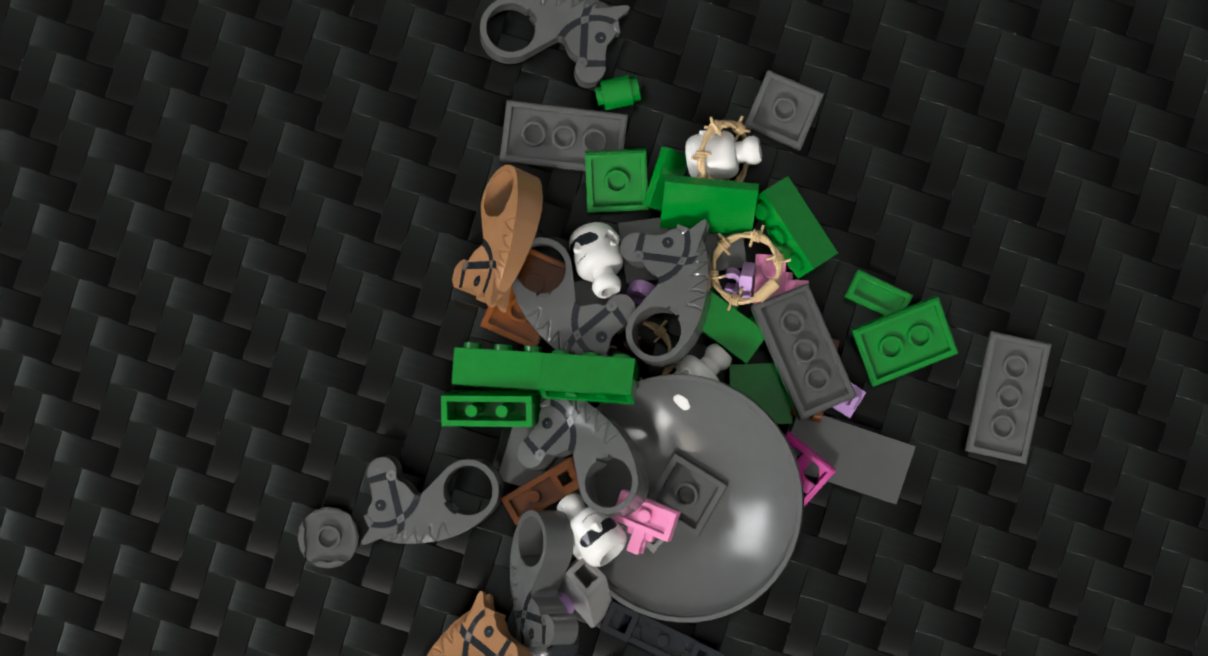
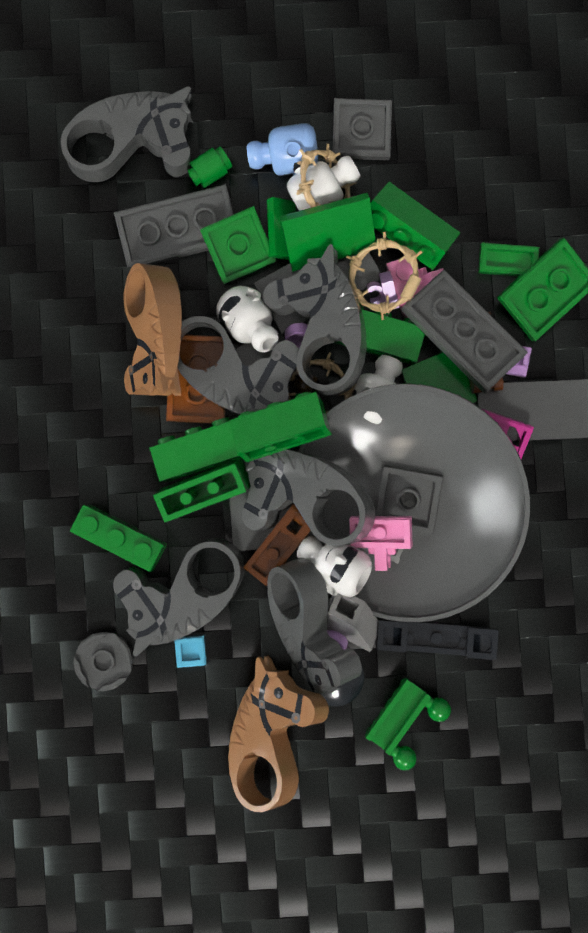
camera: 20 degrees left, 0 degrees up
(390, 422) = (118, 537): none -> green brick
(417, 560) = (191, 651): none -> medium azure tile
(697, 103) = (283, 148): none -> light blue piece

